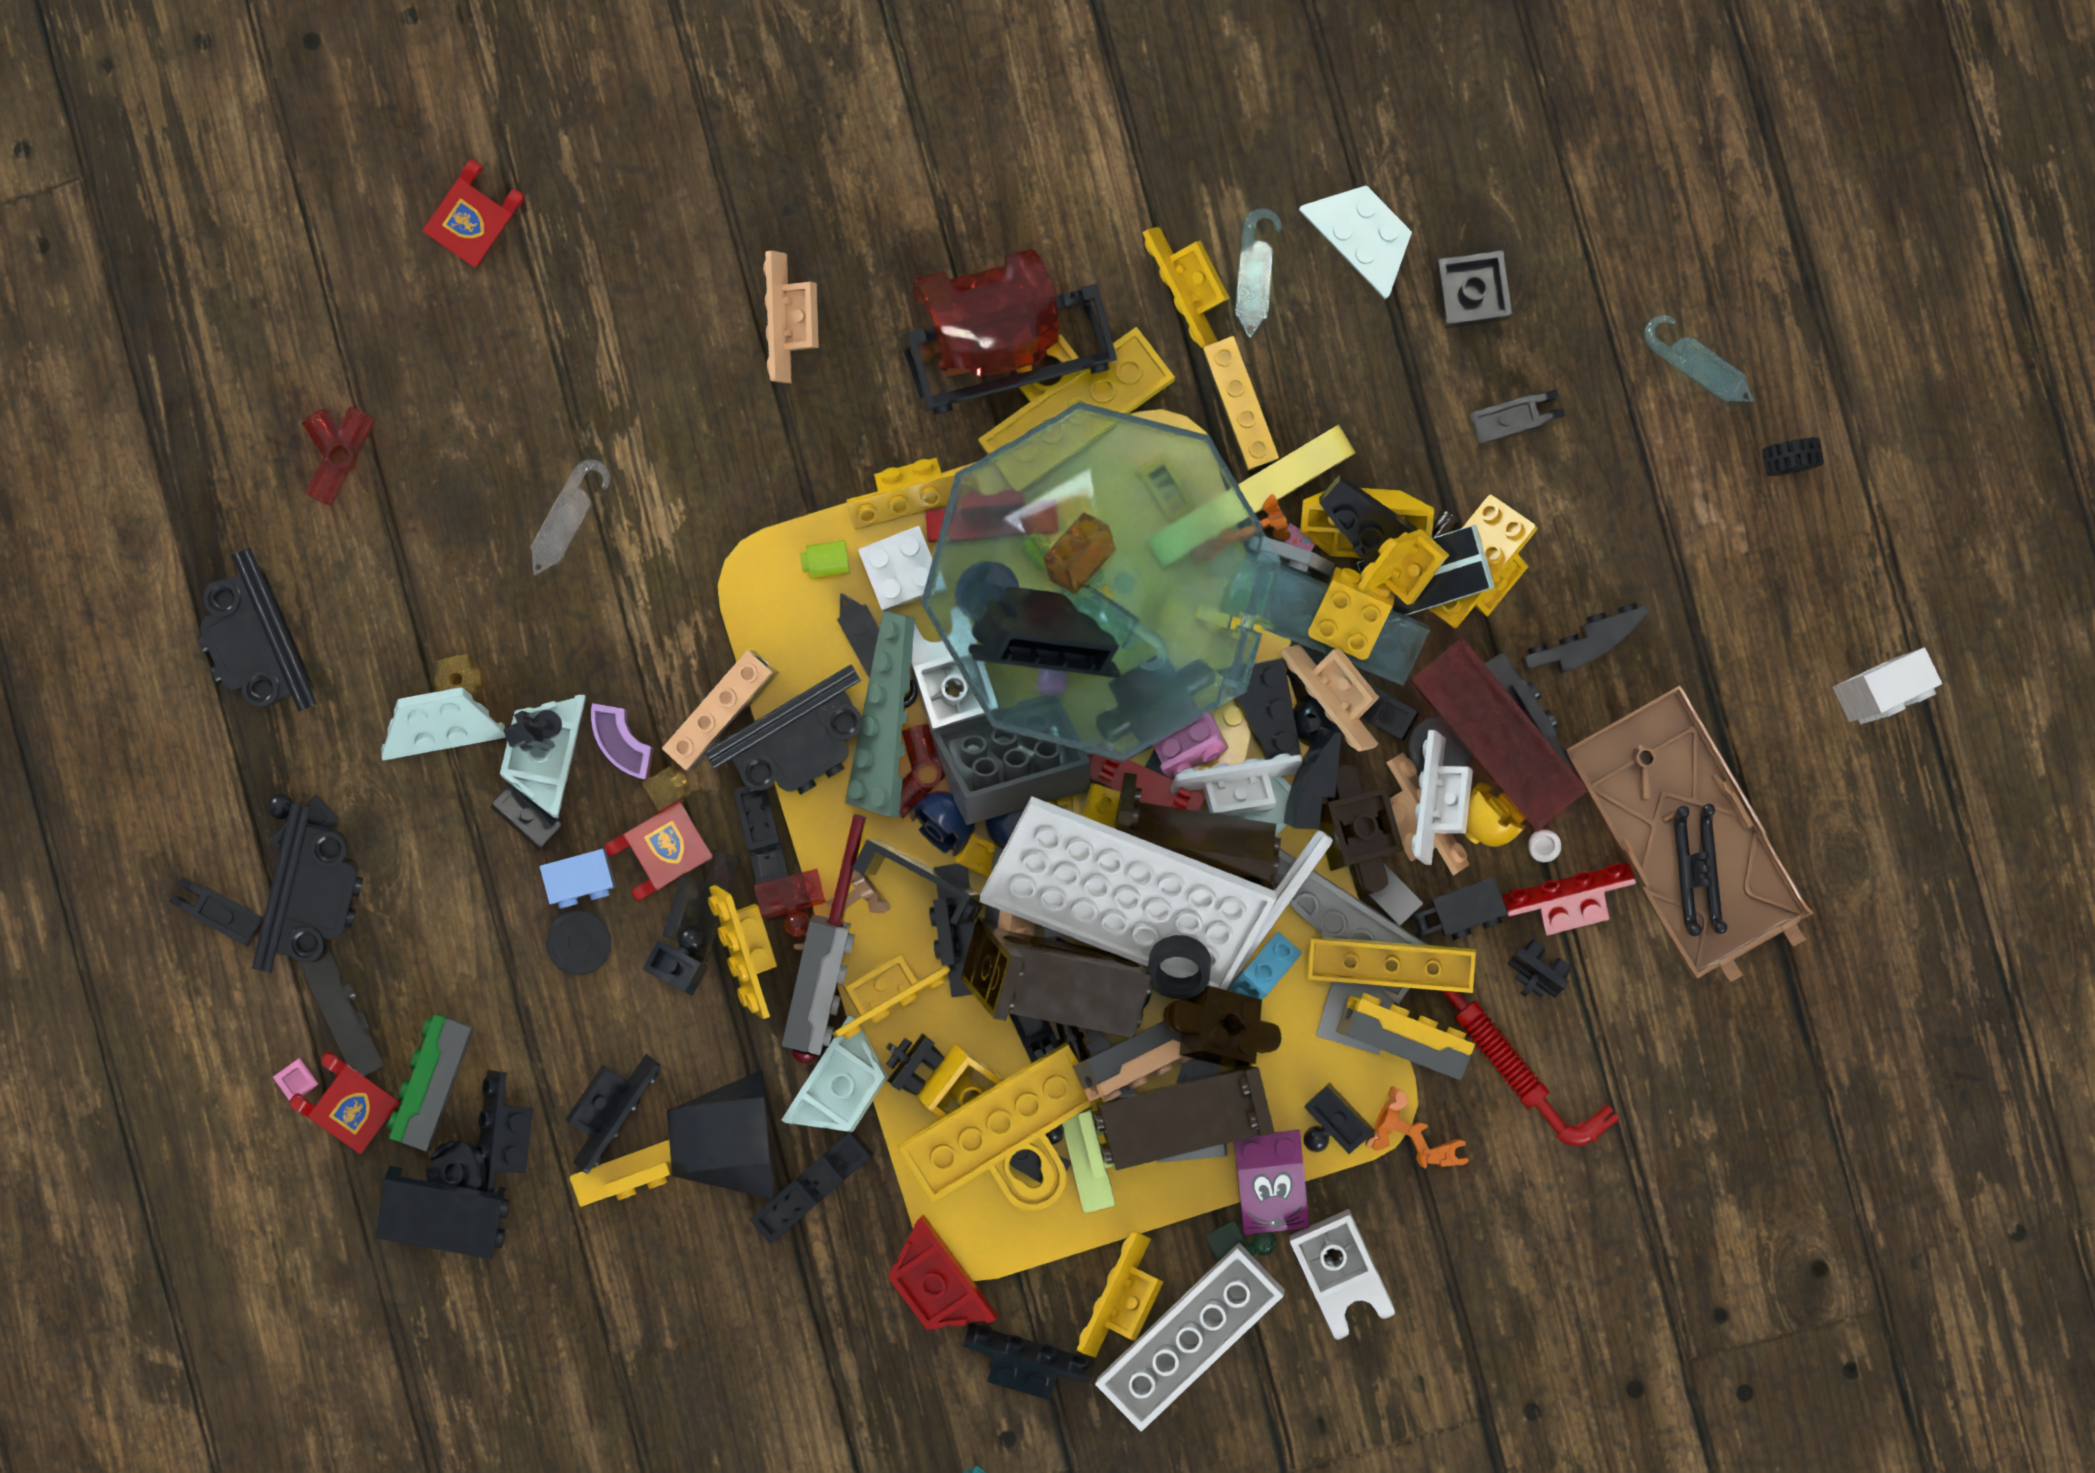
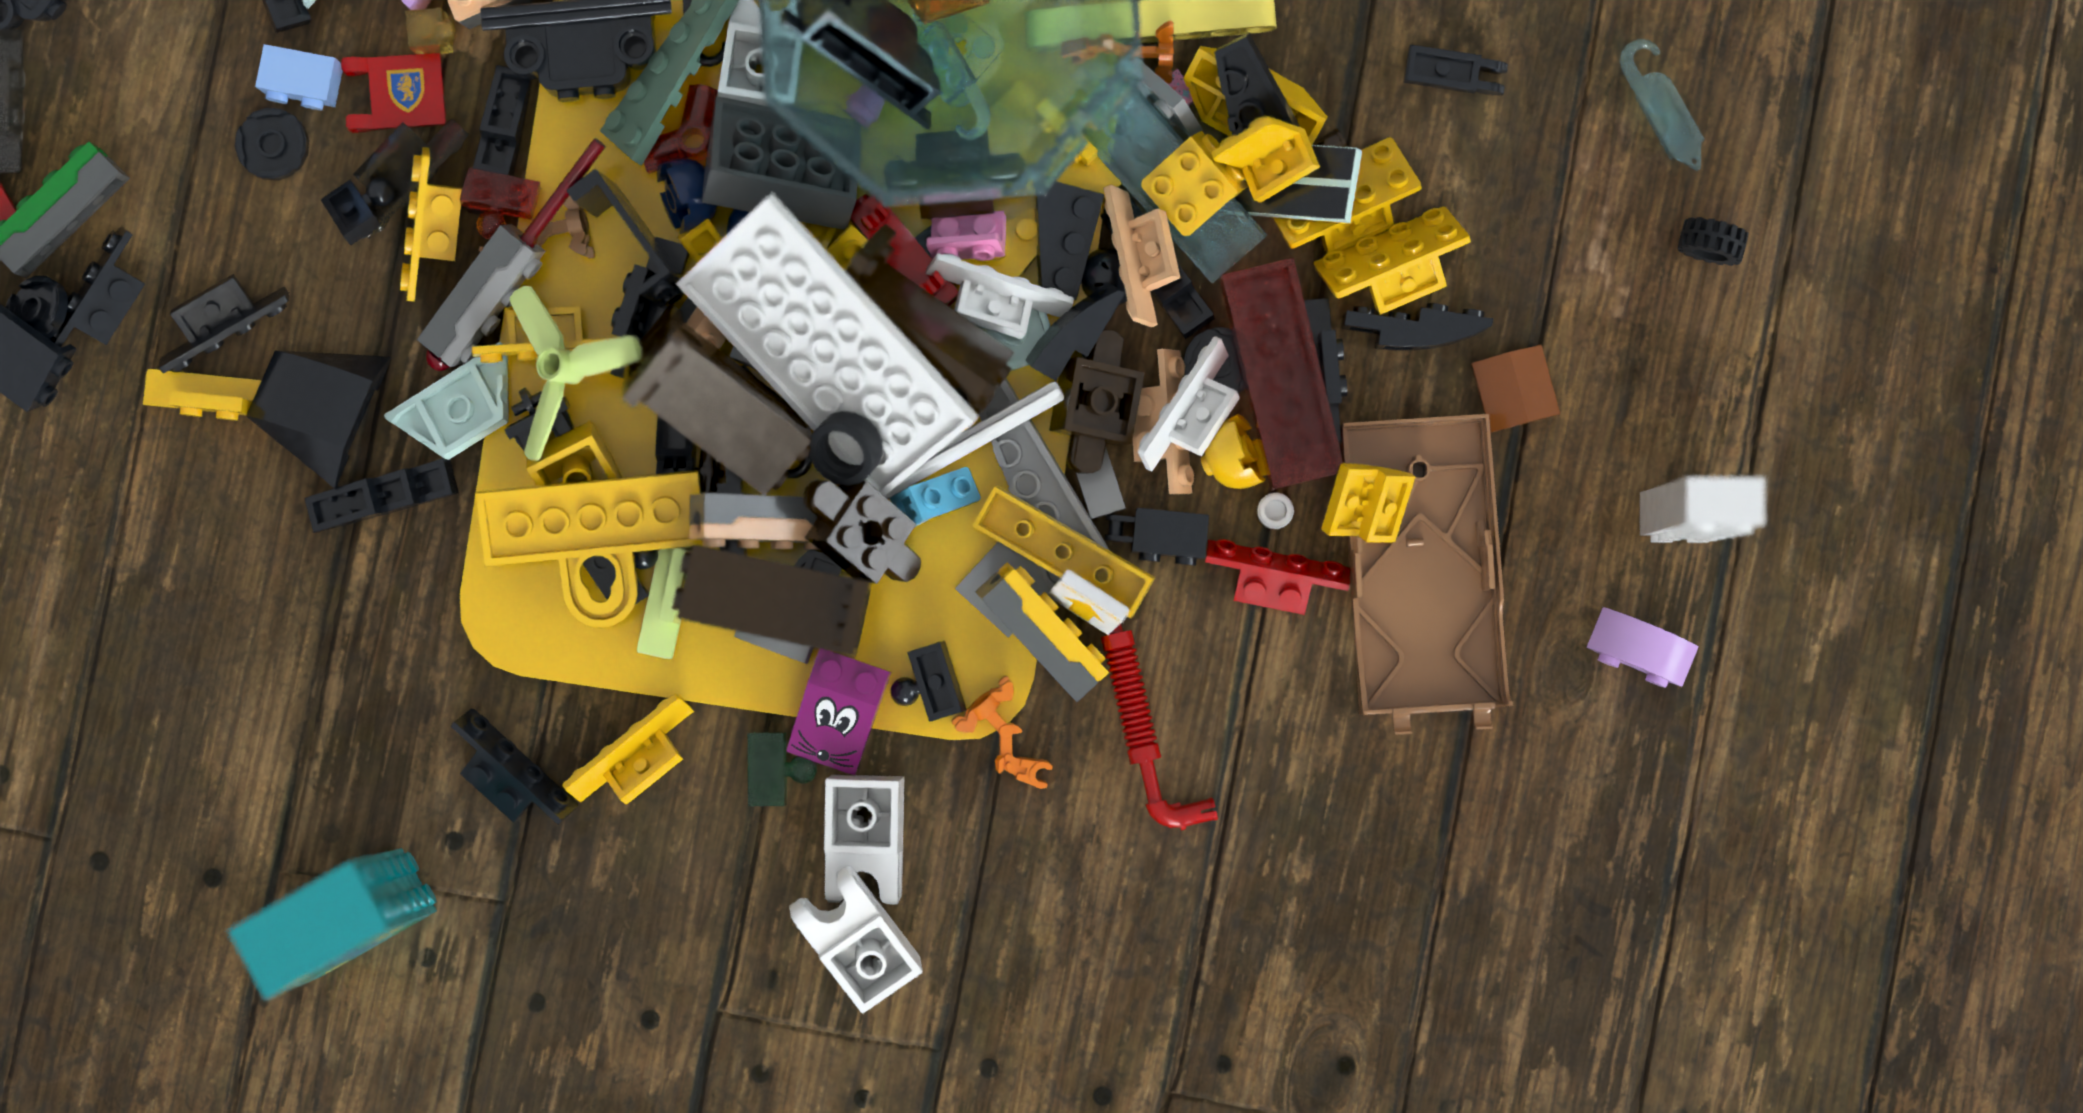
camera: 30 degrees right, 0 degrees up
(899, 1000) = (562, 365): none -> yellowish green piece
(936, 1282) = (456, 649): red wing -> none
(1190, 1337) = (680, 826): white brick -> none
(1370, 1358) = (853, 932): none -> white brick
(1433, 996) = (1088, 602): none -> white tile
(1537, 975) = (1204, 633): black hips -> none
(1545, 597) = (1397, 262): none -> yellow bracket
(1618, 805) = (1368, 502): none -> yellow slope
(1691, 651) = (1515, 388): none -> dark orange slope
(1698, 870) = (1417, 607): black piece -> none
(1895, 813) = (1642, 647): none -> lavender brick

